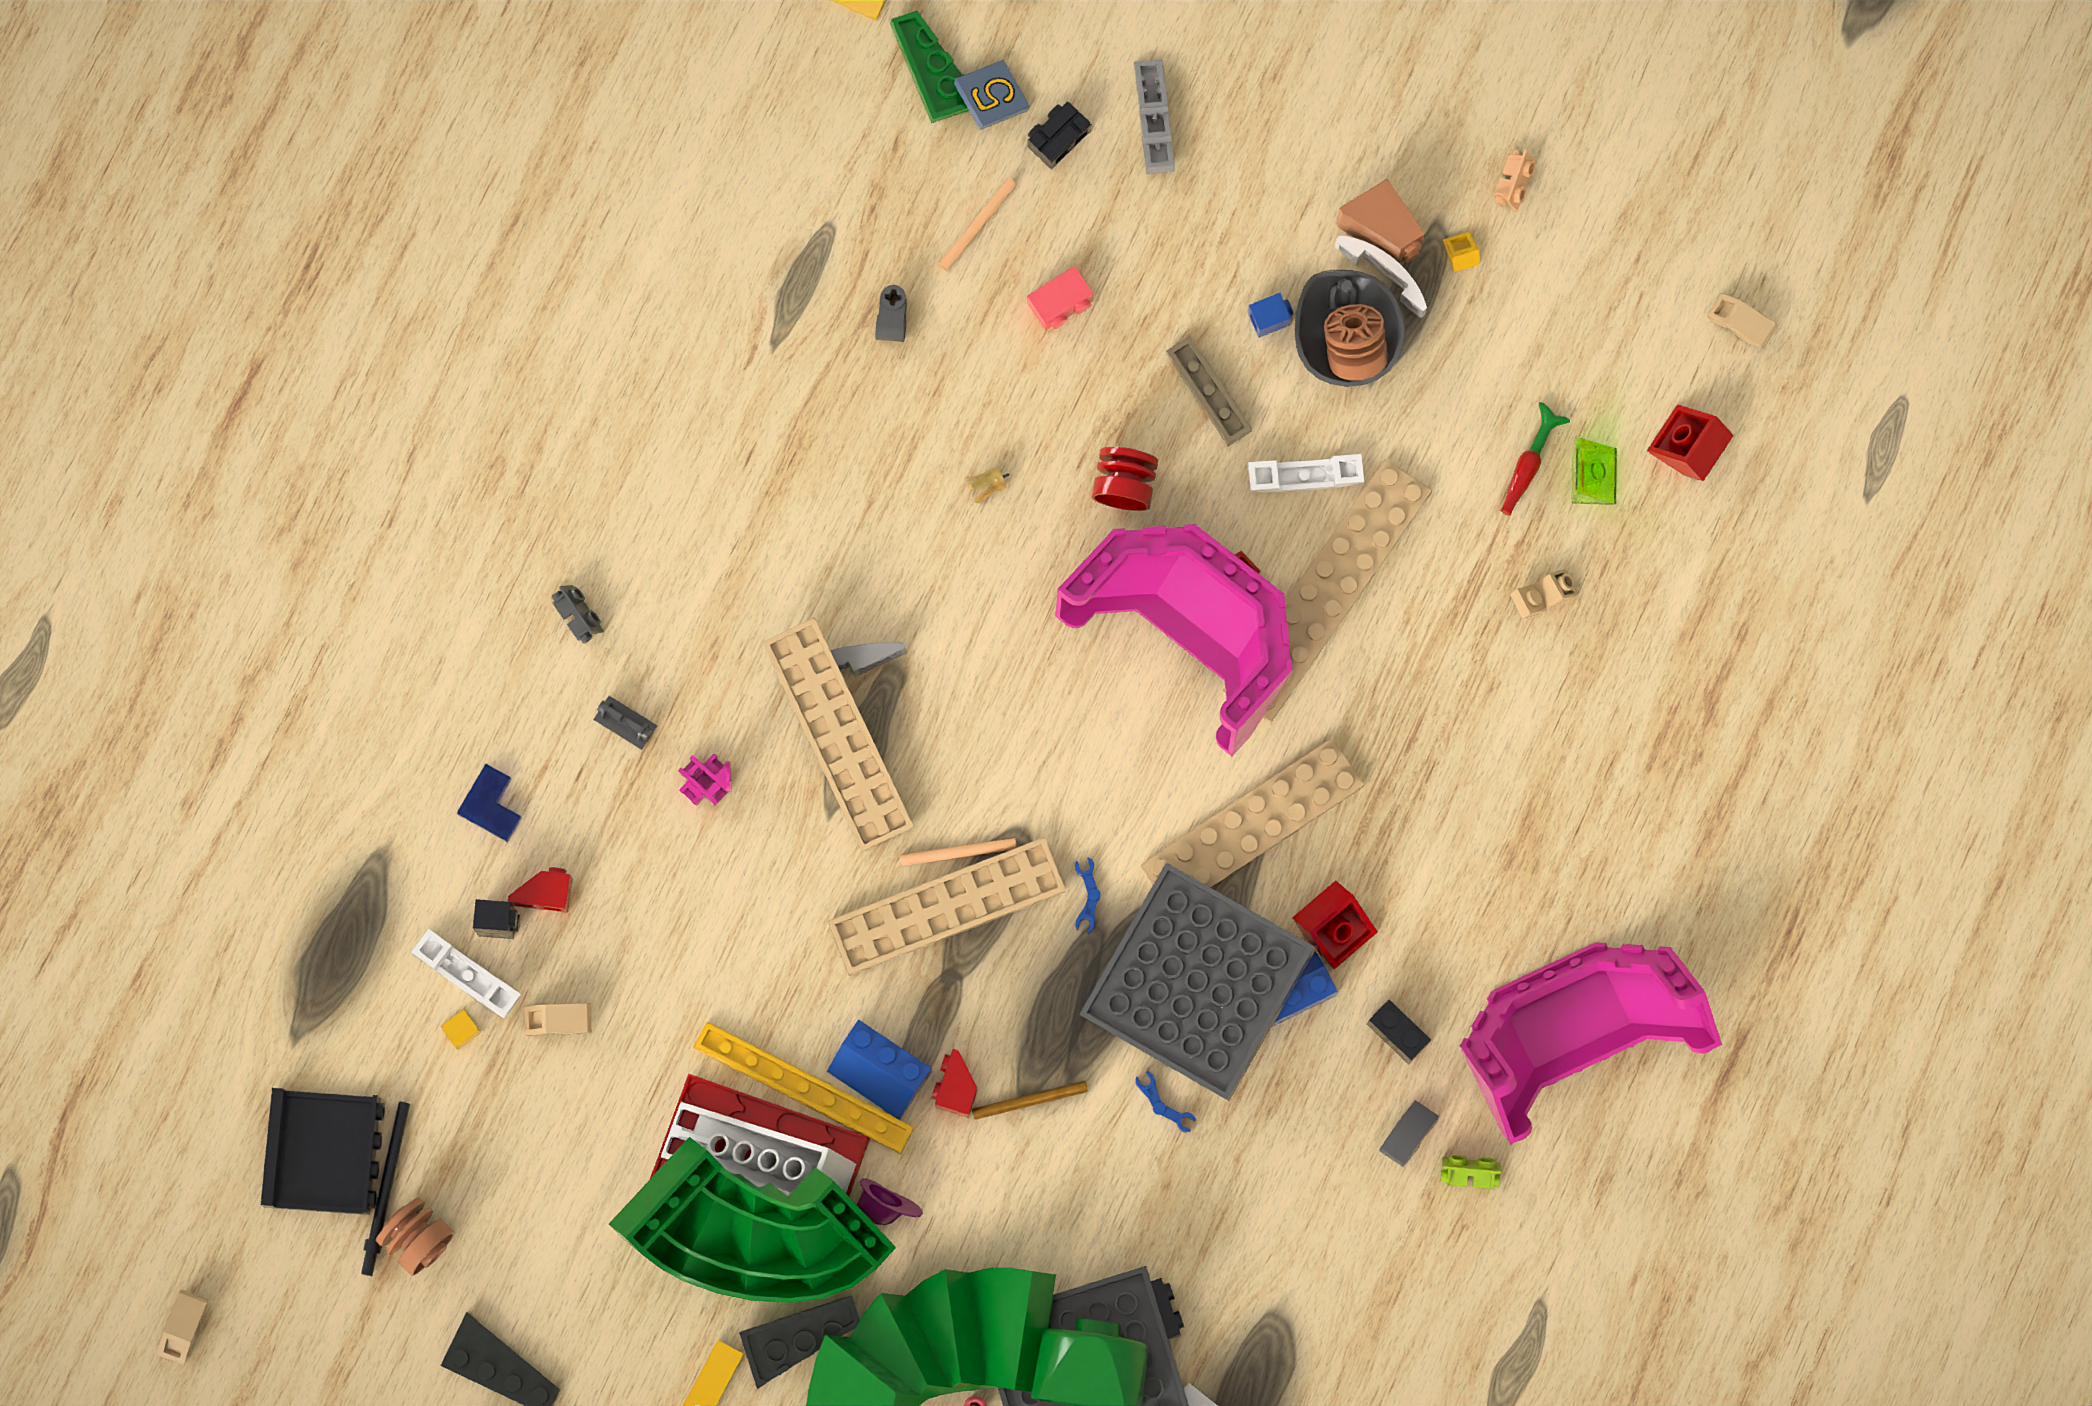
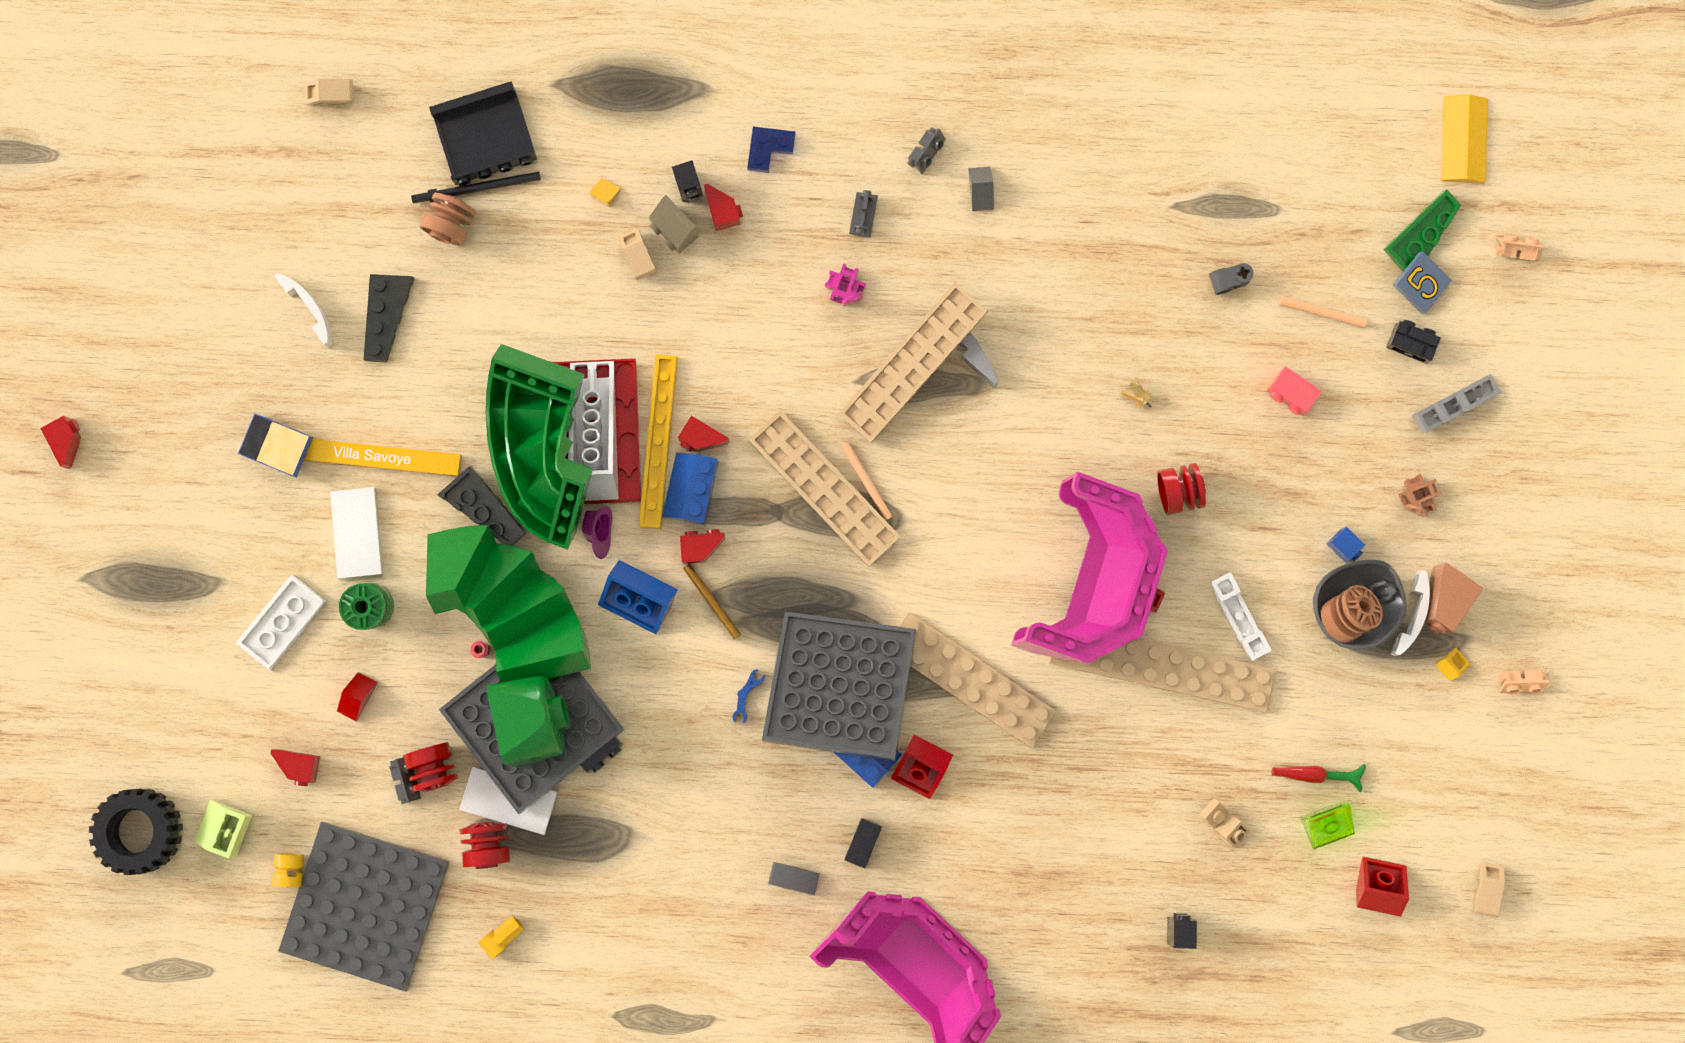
camera: 70 degrees right, 5 degrees up
(466, 974) = (644, 179): white slope -> none
(541, 959) = (672, 225): none -> dark tan slope
(653, 566) = (981, 188): none -> dark grey slope
(820, 1031) = (700, 436): none -> red slope
(988, 1188) = (637, 596): none -> blue slope
(1093, 895) = (874, 587): blue piece -> none
(1209, 391) = (1271, 523): dark tan plate -> none
(1239, 205) = (1418, 496): none -> nougat piece
(1482, 1171) = (783, 923): lime hinge -> none
(1652, 695) = (1182, 931): none -> black brick

